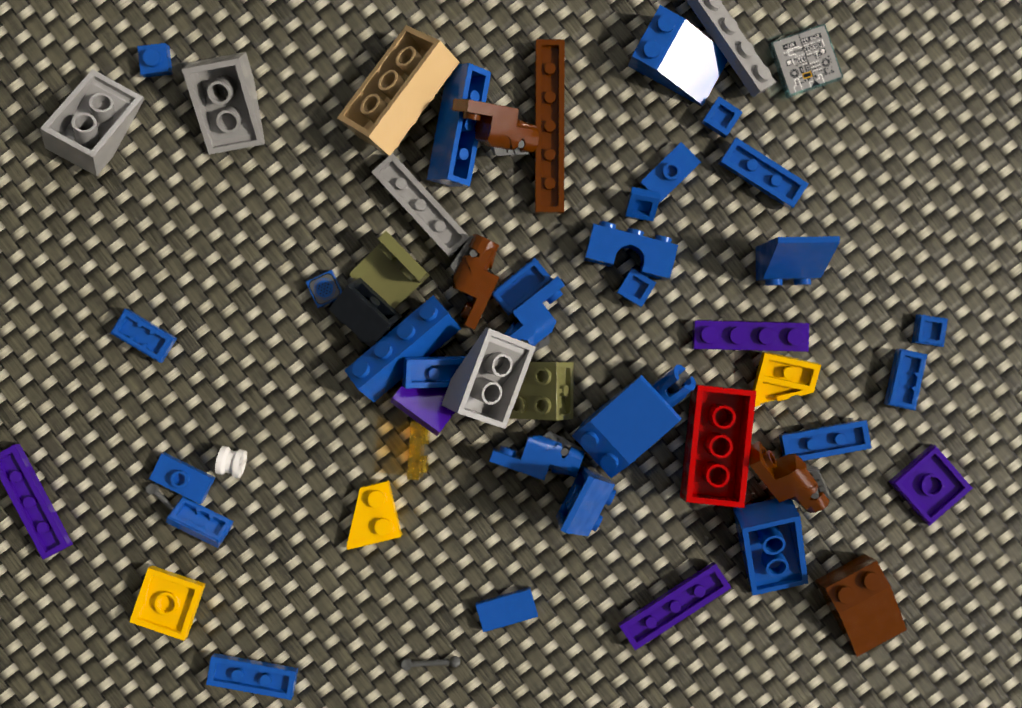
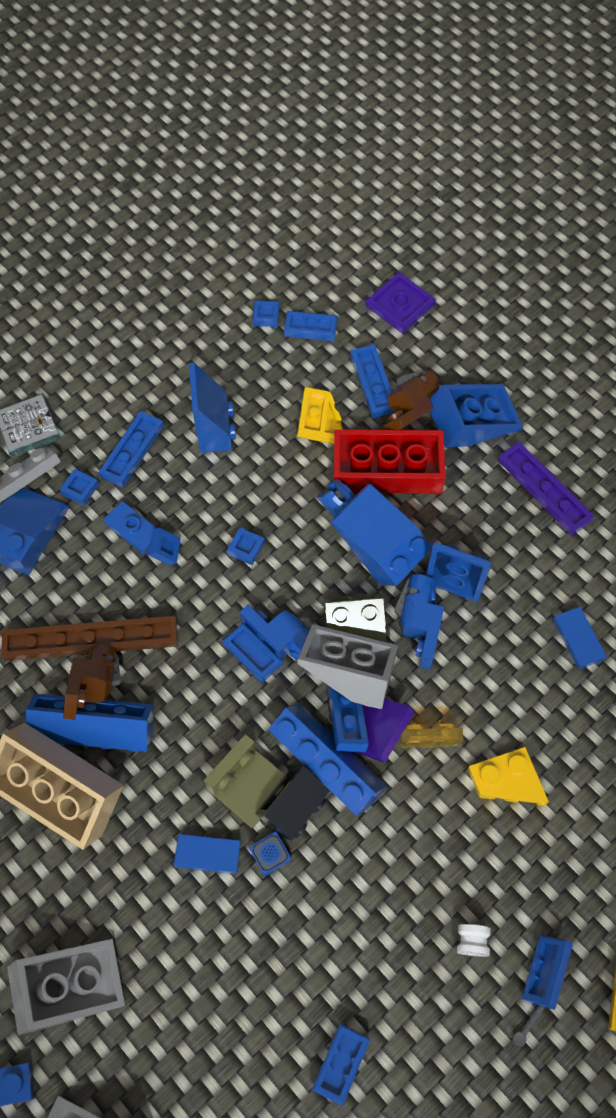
camera: 90 degrees left, 25 degrees down
(182, 478) = (501, 1001): blue plate -> none
(330, 232) = (207, 854): none -> blue tile
(420, 205) = (173, 758): light grey plate -> none
(473, 278) = (248, 694): reddish brown plate -> none
(655, 254) = (204, 575): blue arch -> none
(750, 336) = (283, 449): dark purple plate -> none
(862, 603) = (512, 342): reddish brown slope -> none

